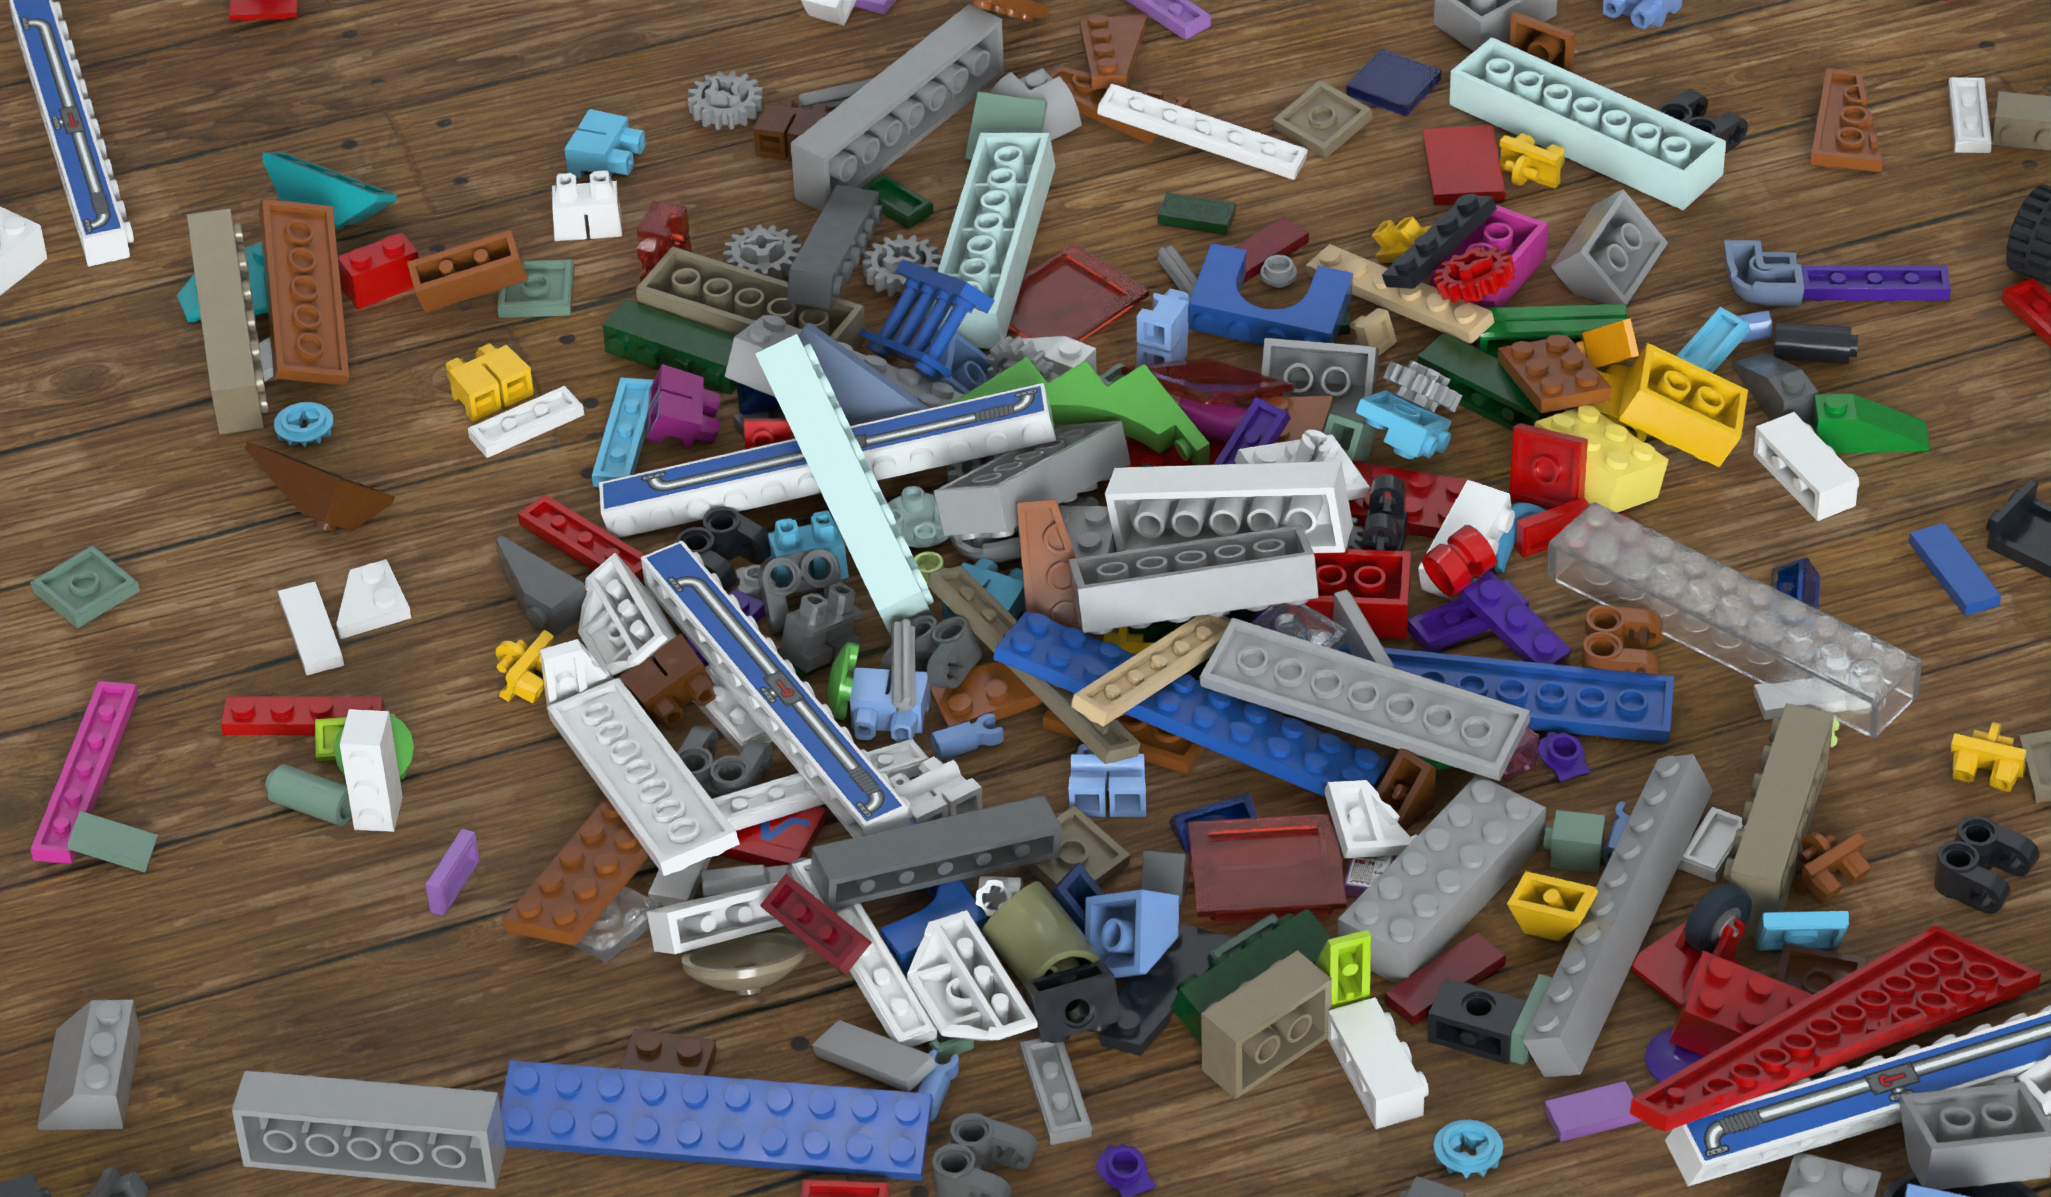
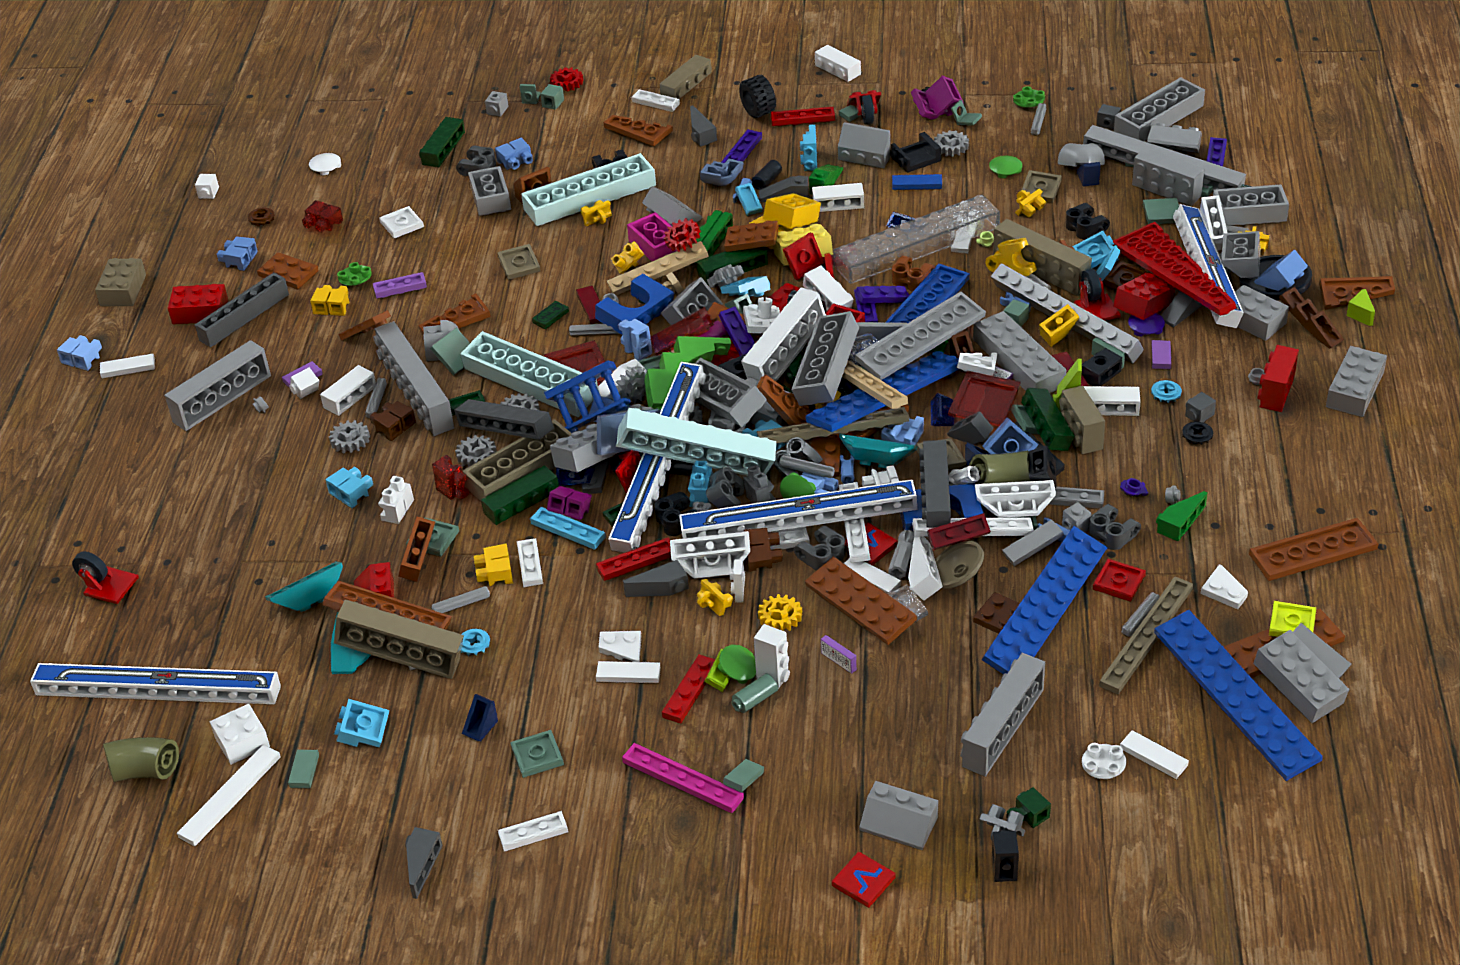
camera: 65 degrees left, 0 degrees up
(62, 366) = (361, 724): none -> medium azure plate
(127, 492) = (480, 718): none -> dark blue slope
(321, 493) = (540, 641): reddish brown wedge -> none
(395, 375) = (461, 600): none -> light grey axle
(524, 764) = (780, 612): none -> yellow gear
(642, 776) = (825, 567): white plate -> none
(840, 52) = (348, 390): none -> white brick
(967, 1093) = (1076, 516): none -> light grey brick
(1014, 742) = (876, 451): none -> teal wedge
(1111, 47) = (419, 306): dark orange wing -> none
(1202, 131) = (501, 295): white tile -> none
(1393, 82) = (508, 236): clear blue tile -> none
(1439, 241) = (647, 241): black plate -> none
(1454, 564) = (852, 289): red wheel -> none
(1463, 163) = (579, 233): red tile -> none
(1609, 344) = (749, 211): light orange slope -> none
(1735, 776) = (1011, 256): none -> yellow piece
(1881, 910) = (1096, 247): none -> medium azure plate
(1908, 200) = (702, 129): none -> dark grey slope
(1927, 369) = (809, 148): none -> medium azure plate
(1994, 444) = (864, 145): none -> light grey slope

